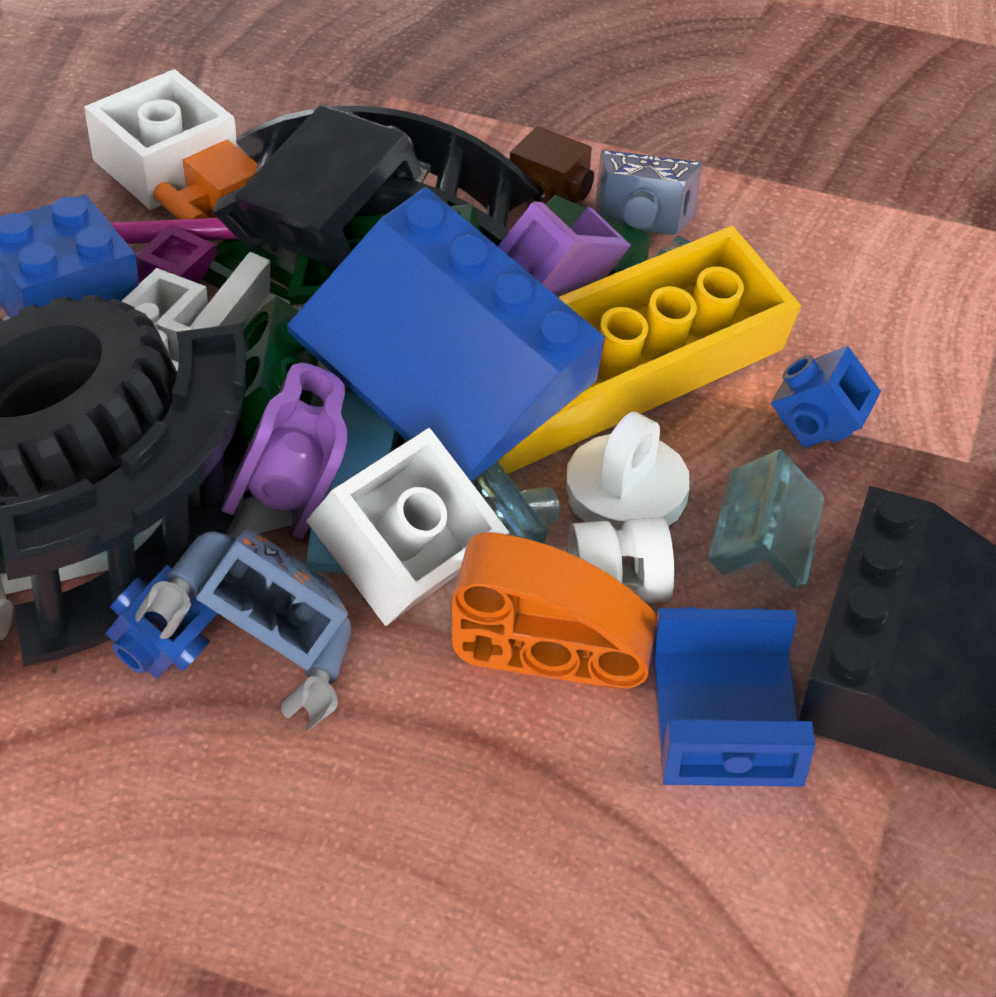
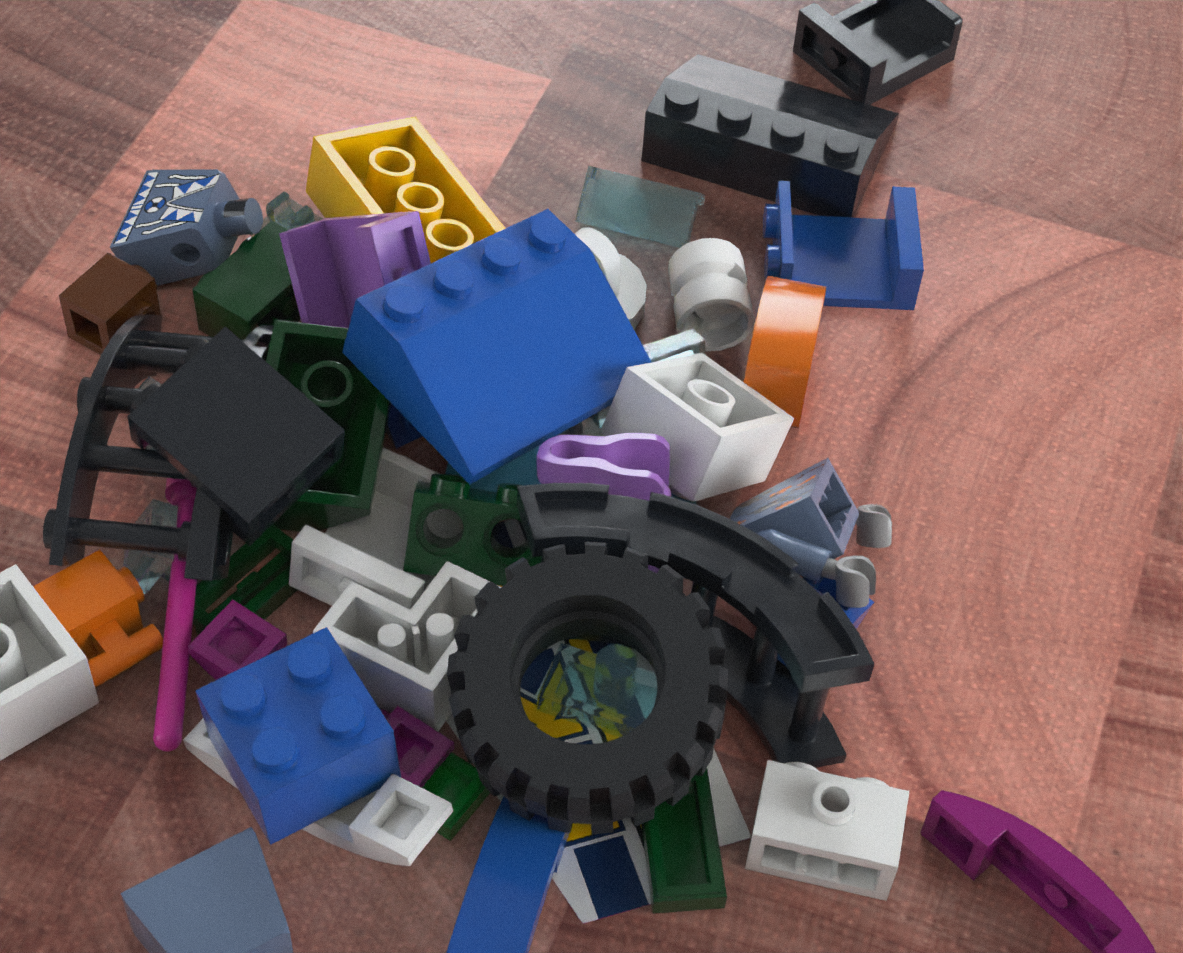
camera: 90 degrees left, 5 degrees up
(825, 397) = (507, 136): blue brick -> none

